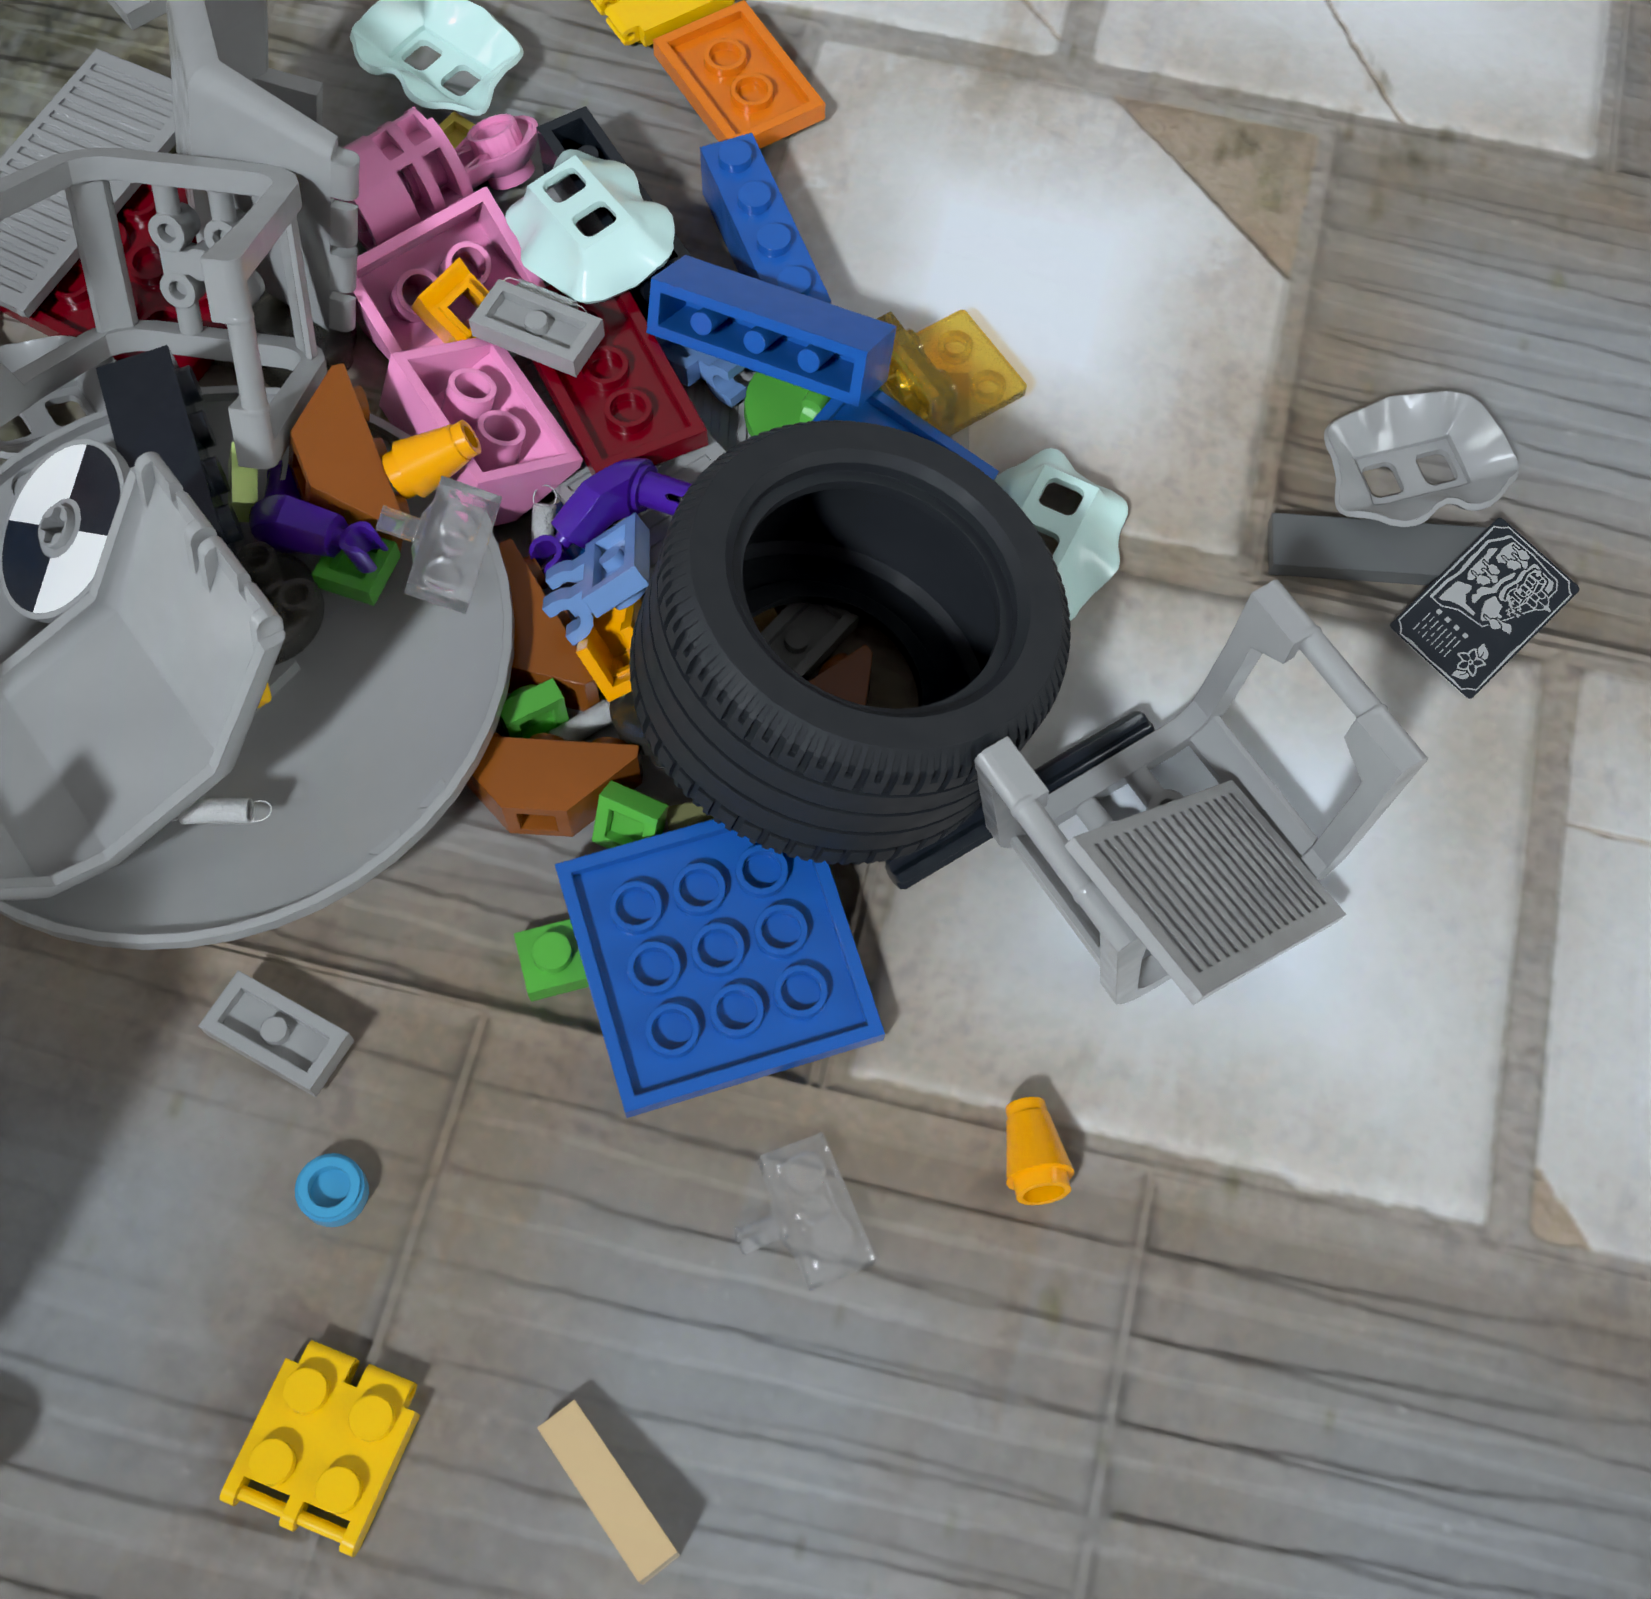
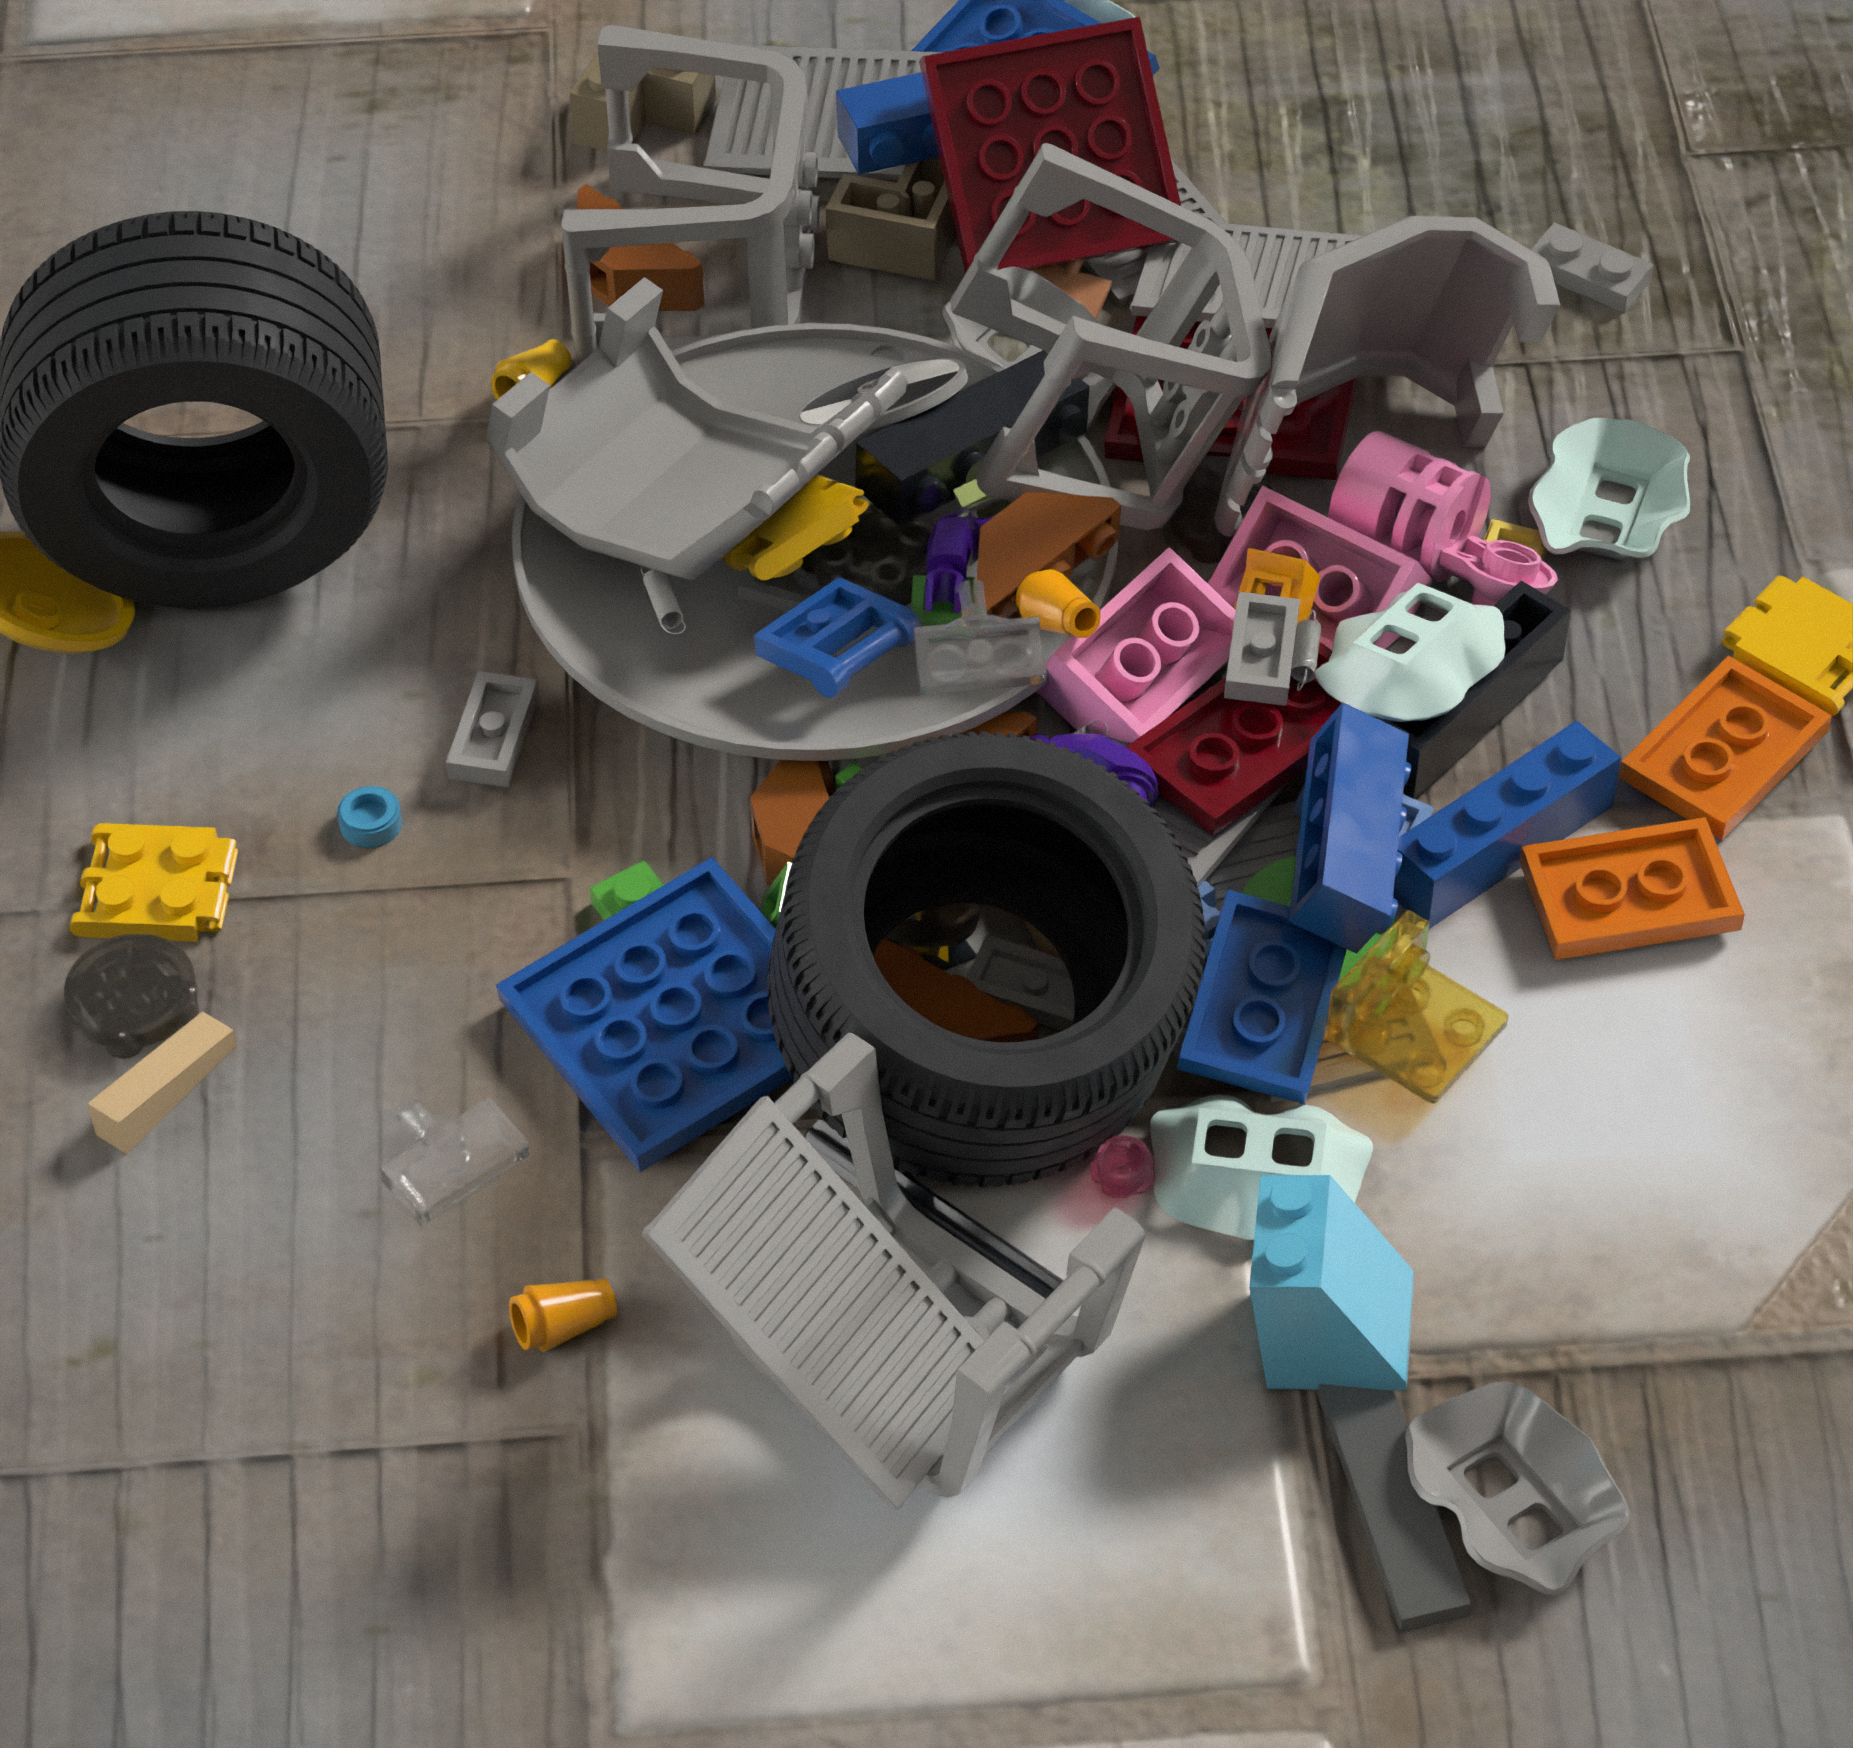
camera: 75 degrees right, 15 degrees down
(339, 675) = (826, 623): none -> blue plate
(478, 1503) = (131, 992): none -> clear smoke tile
(858, 189) = (1631, 888): none -> orange plate
(1221, 526) = (1327, 1290): none -> medium azure slope
(1484, 608) = (1355, 1600): black sticker -> none

